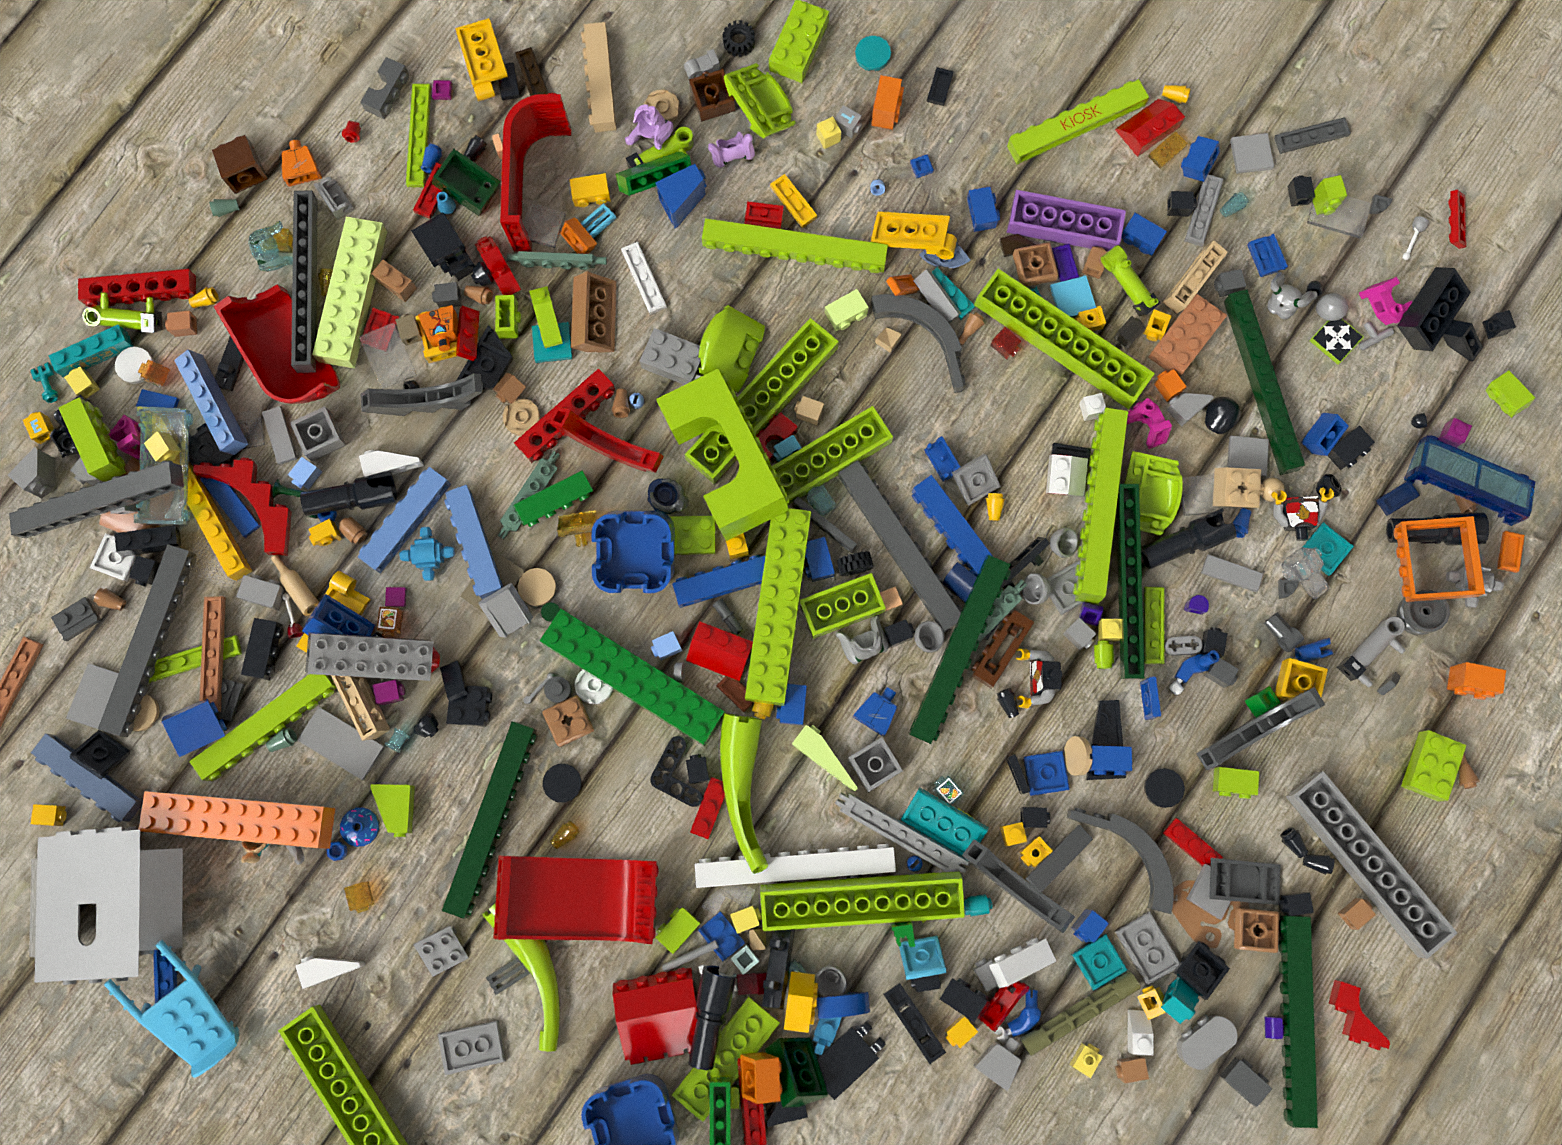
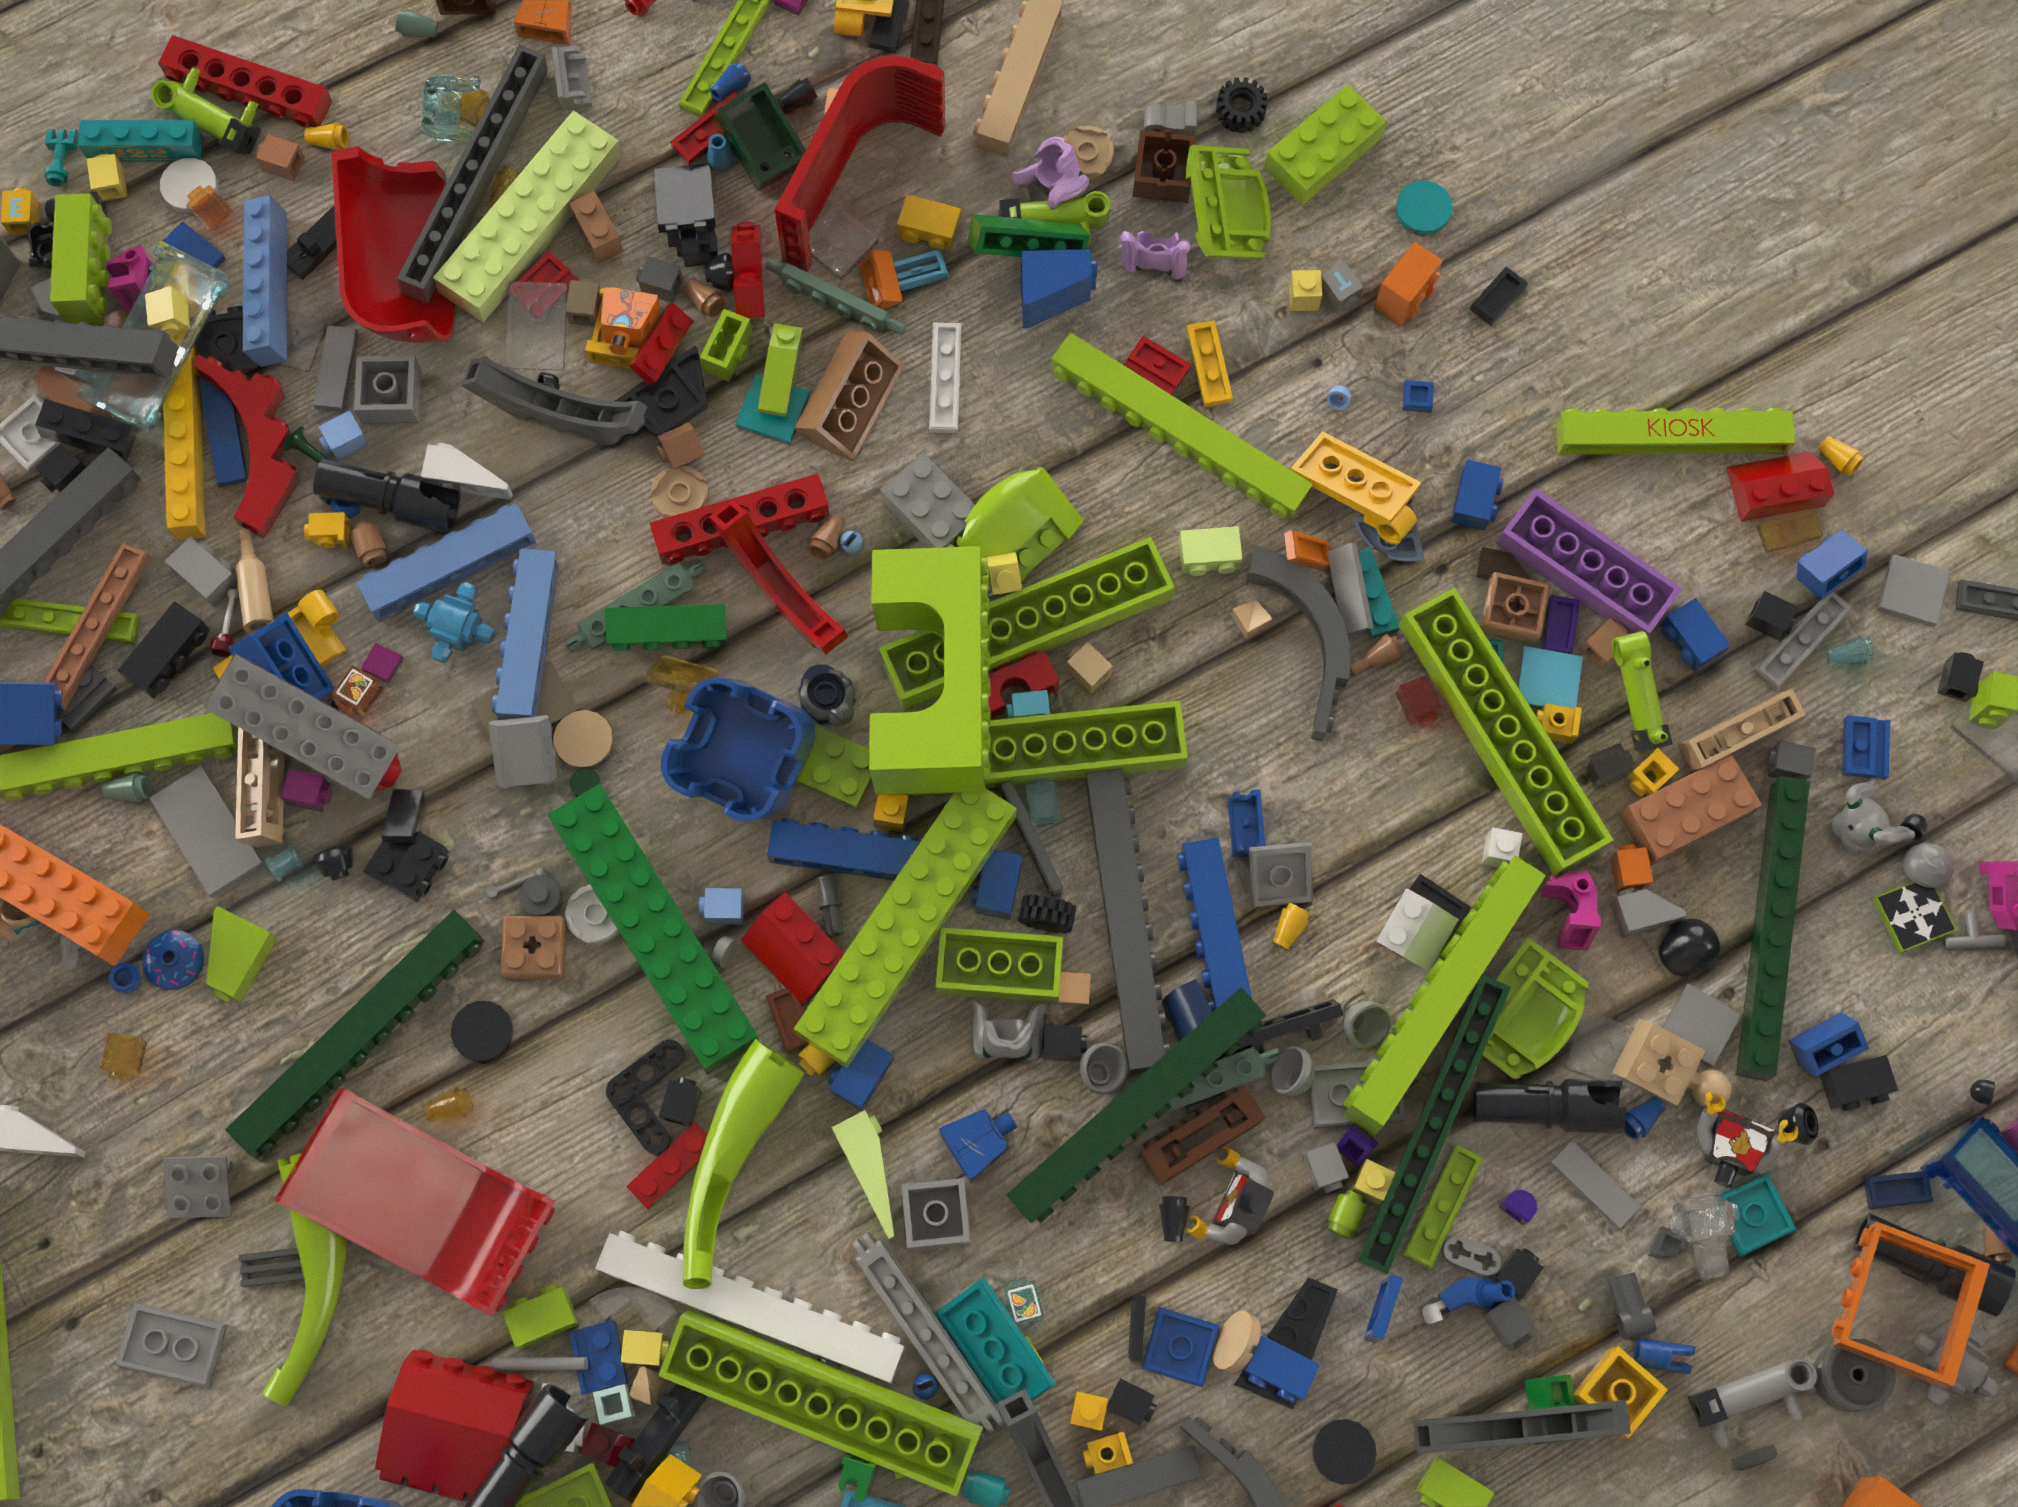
camera: 20 degrees right, 5 degrees down
(737, 377) = (1004, 573): none -> light yellow brick

